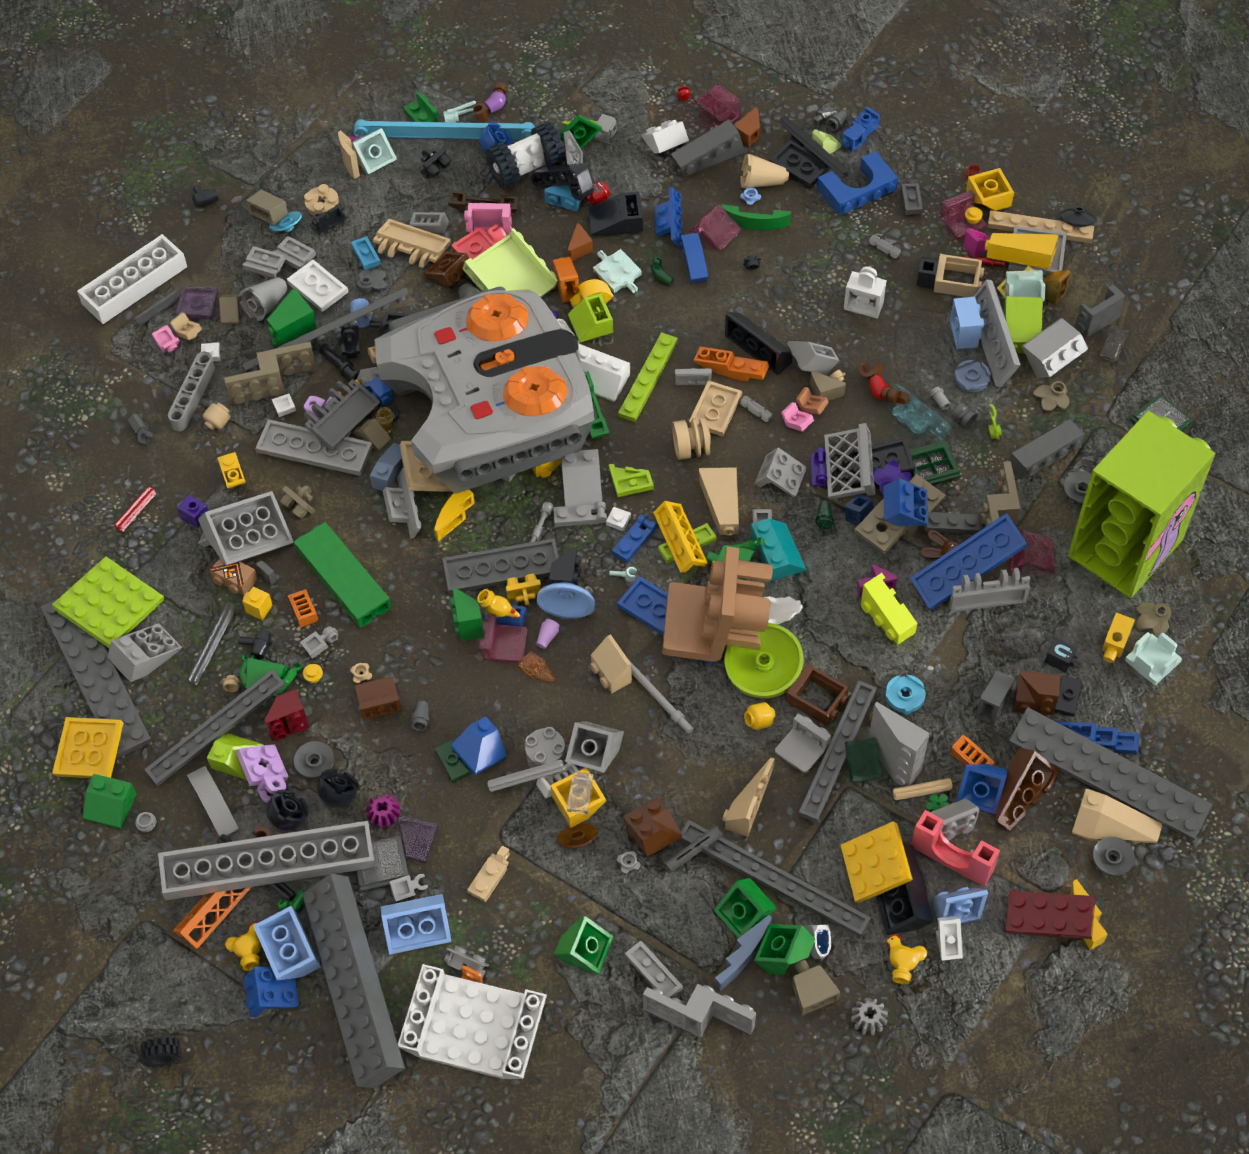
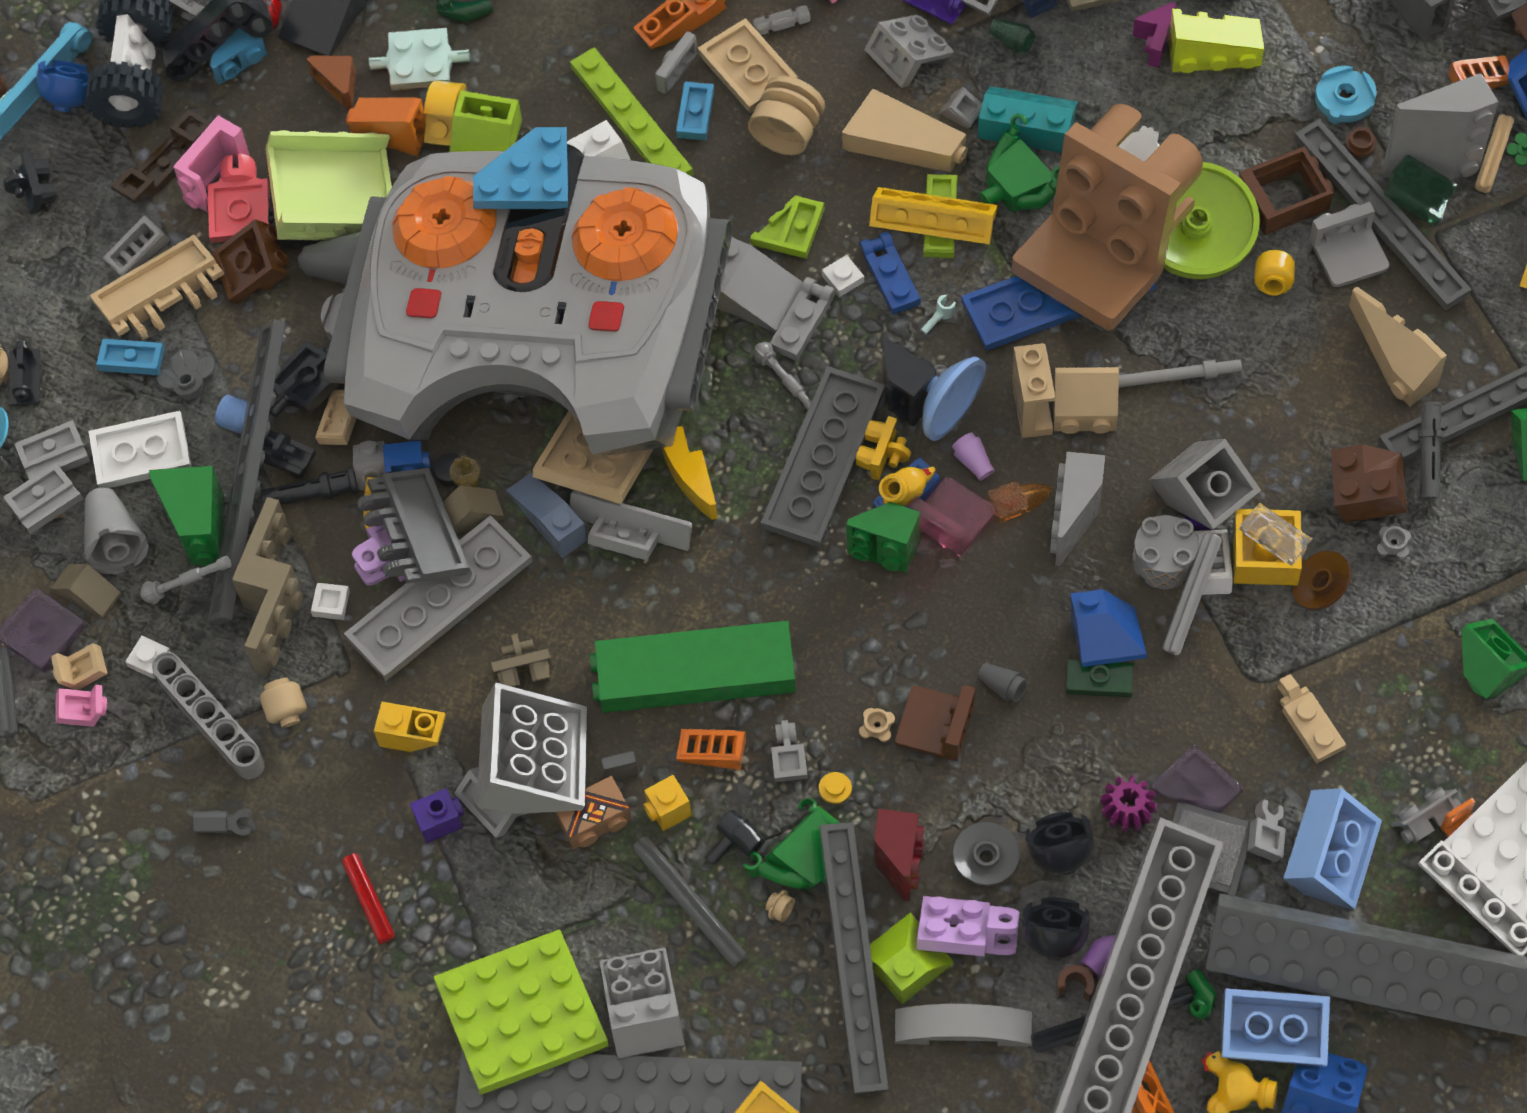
camera: 55 degrees left, 5 degrees up
(246, 334) = (154, 591): none -> light grey piece
(542, 692) = (1075, 501): none -> light grey slope
(543, 333) = (526, 174): none -> dark azure plate
(593, 632) = (1032, 390): none -> tan panel
(670, 401) = (695, 111): none -> dark azure plate

